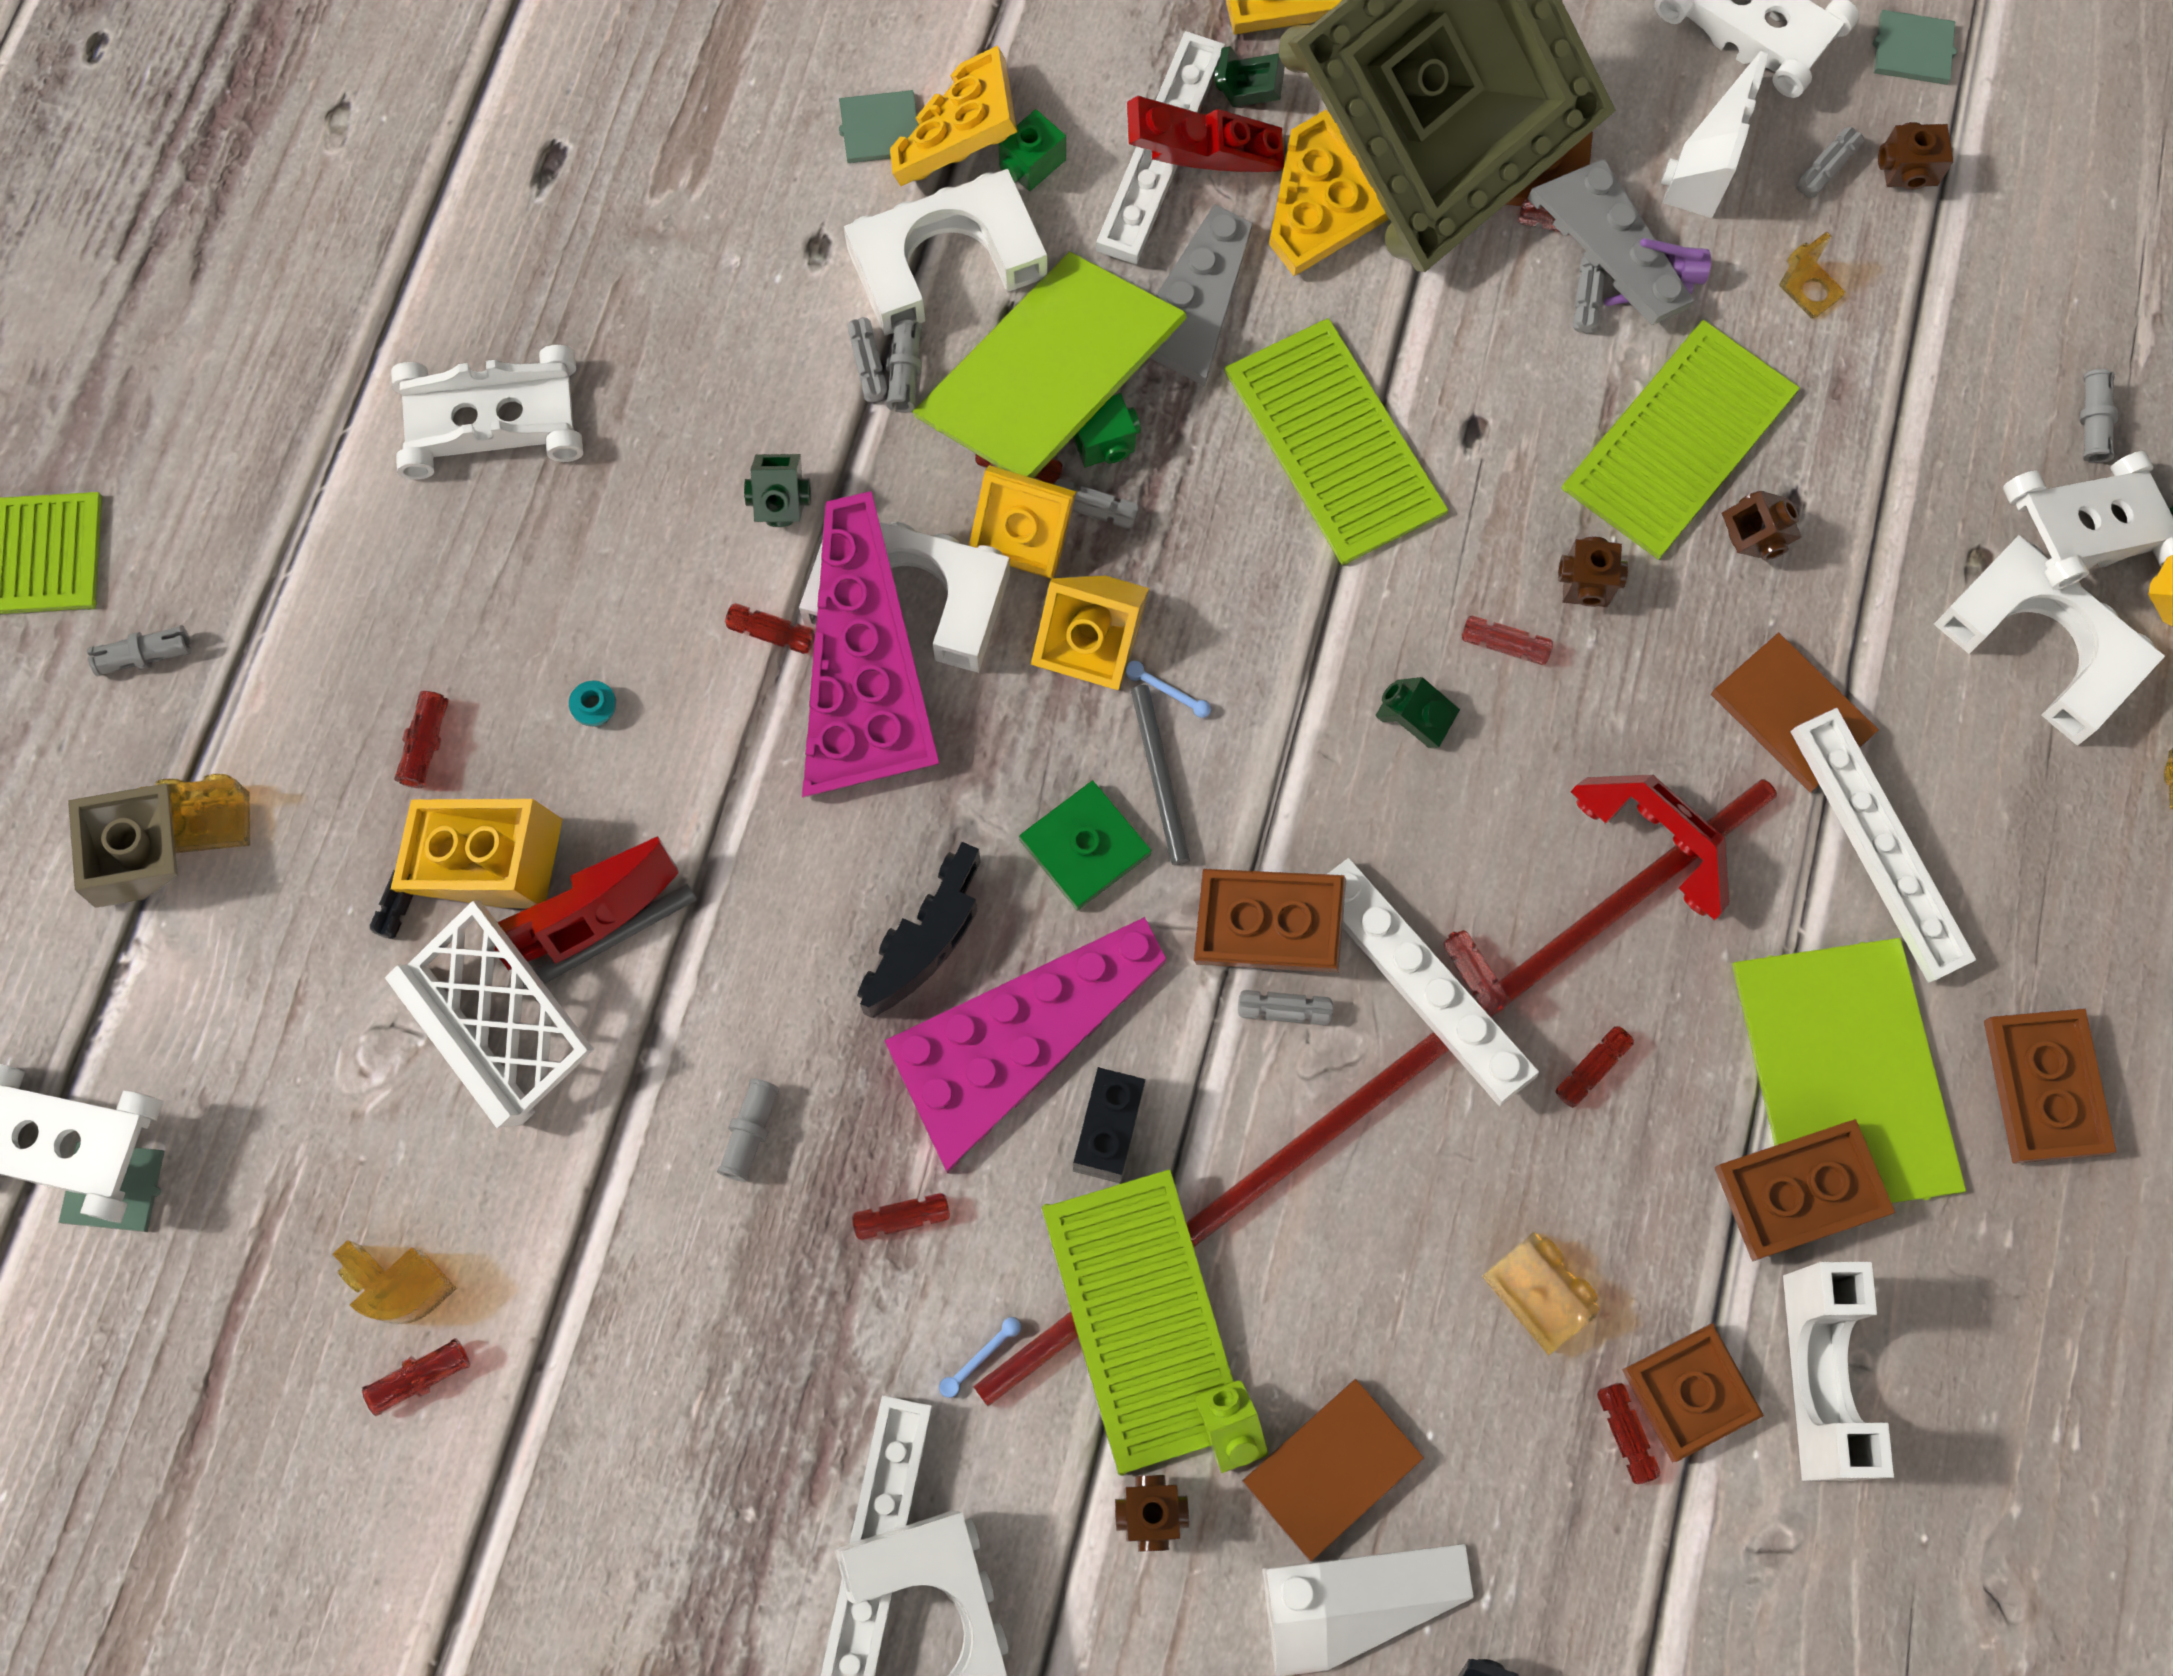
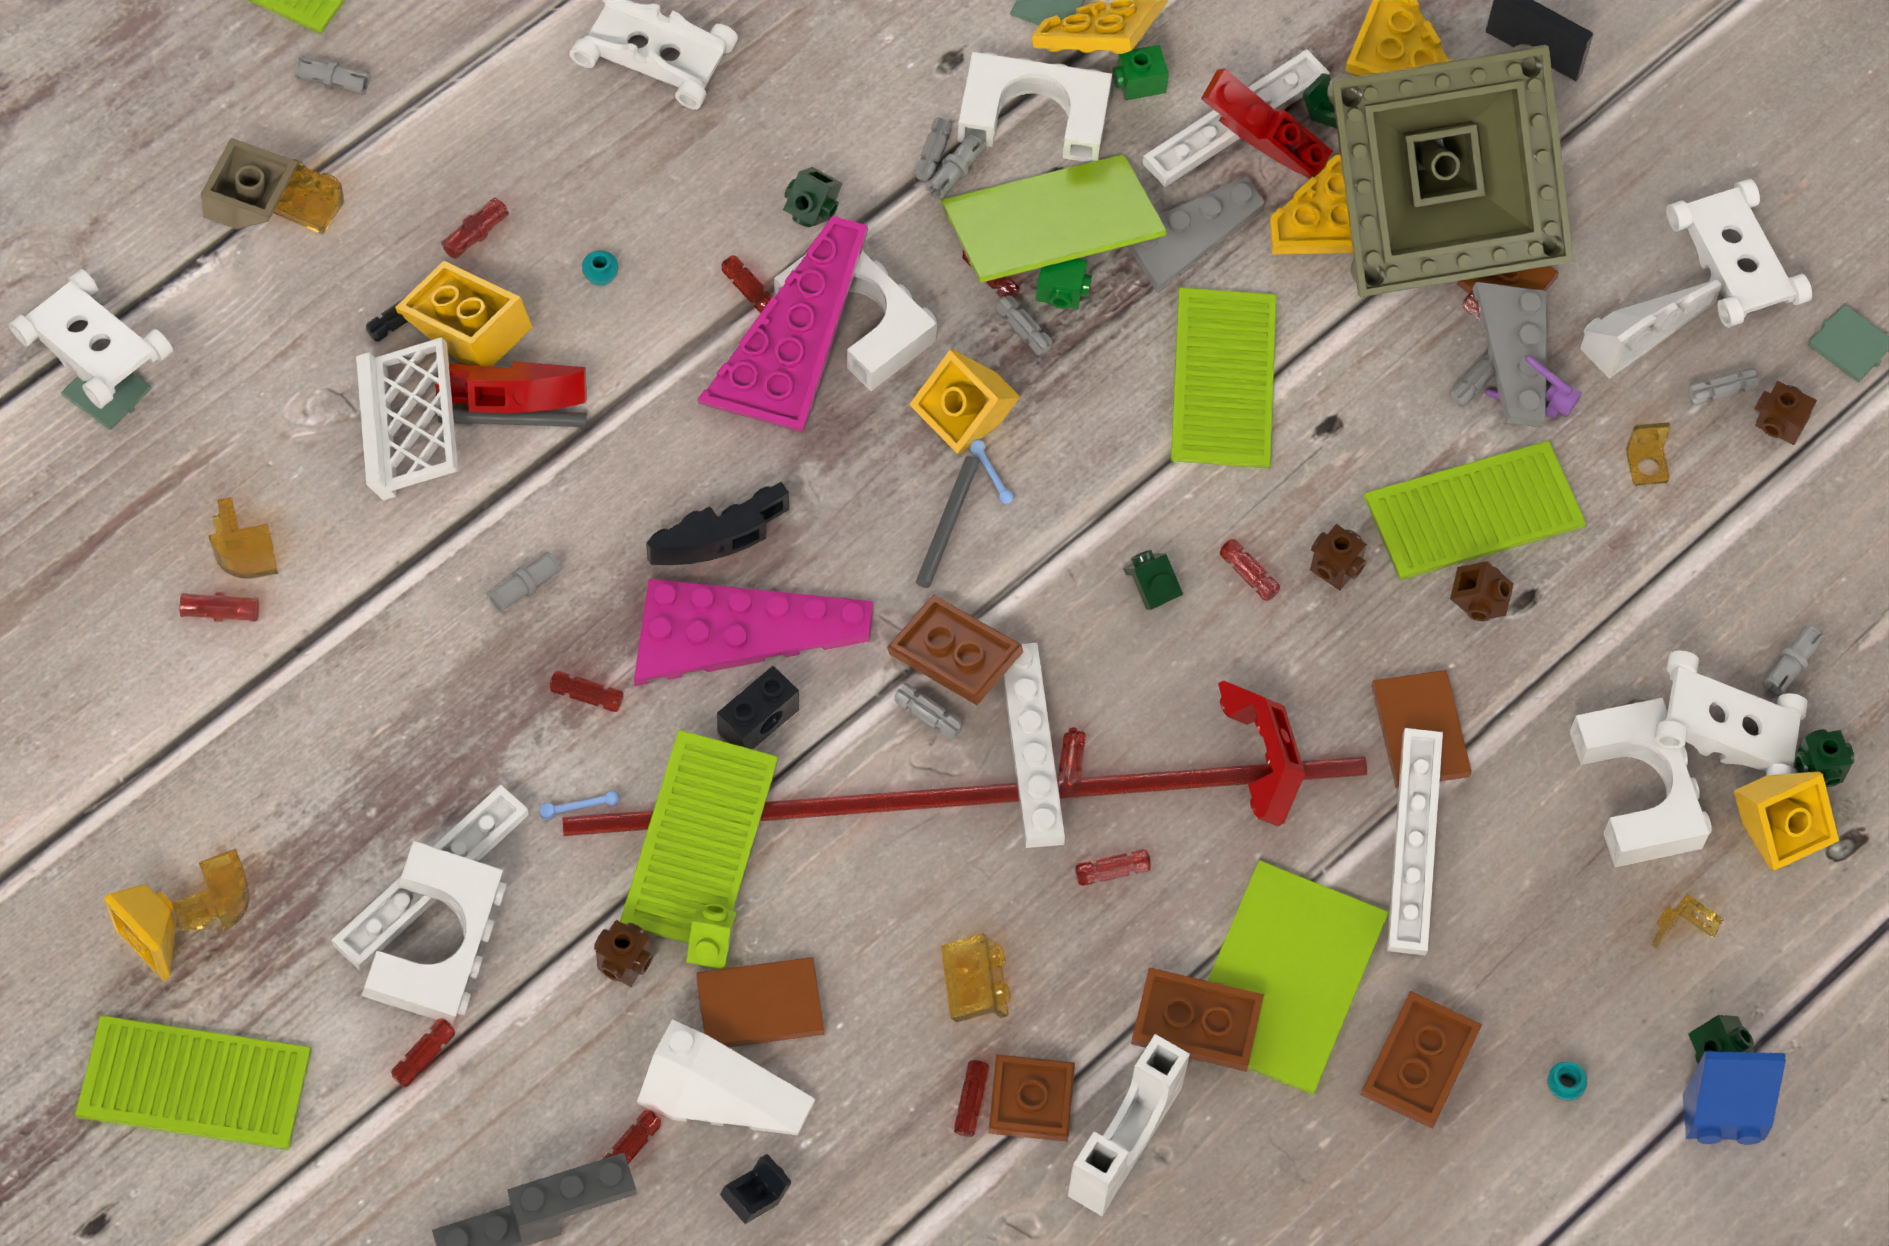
camera: 30 degrees right, 10 degrees down
(1023, 520) = (963, 305): yellow plate -> none
(1085, 845) = (865, 536): green plate -> none

